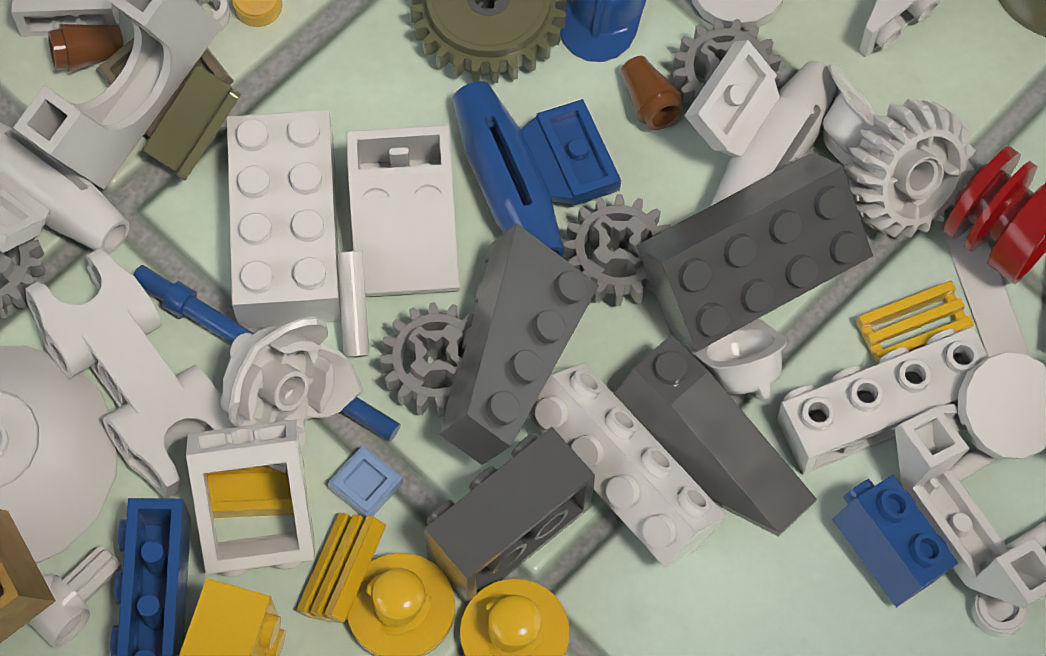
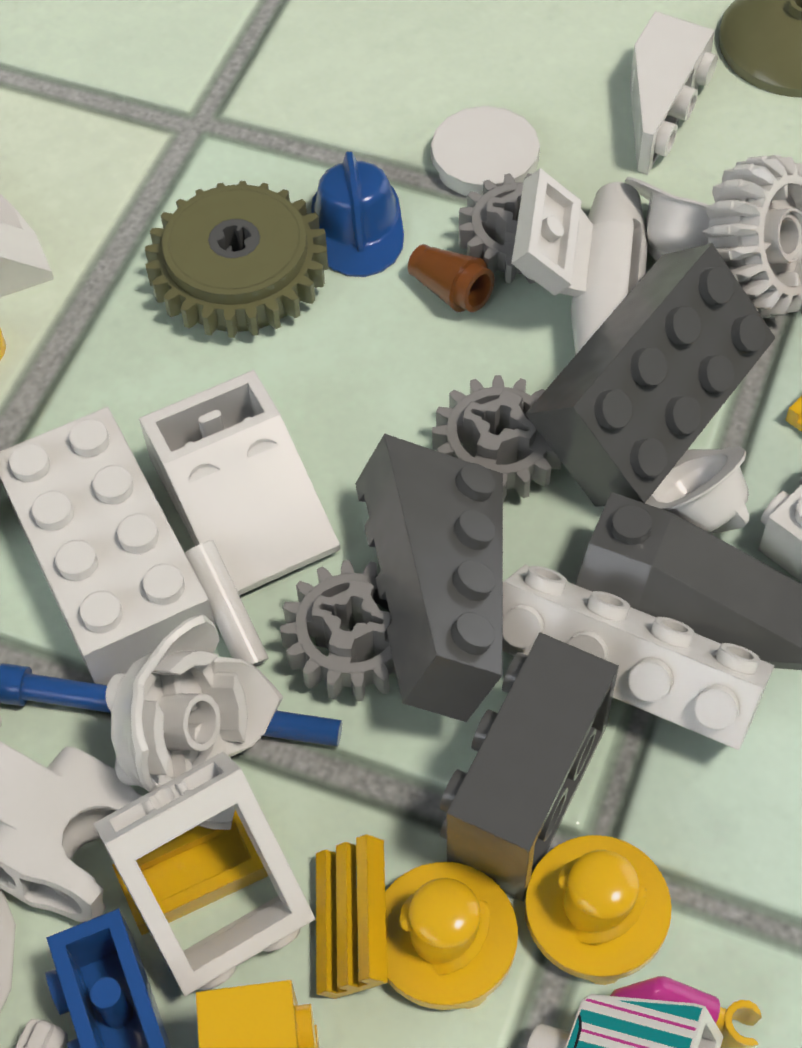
camera: 20 degrees left, 10 degrees down
(365, 482) = (331, 805): light blue tile -> none
(526, 169) = (364, 389): blue plate -> none

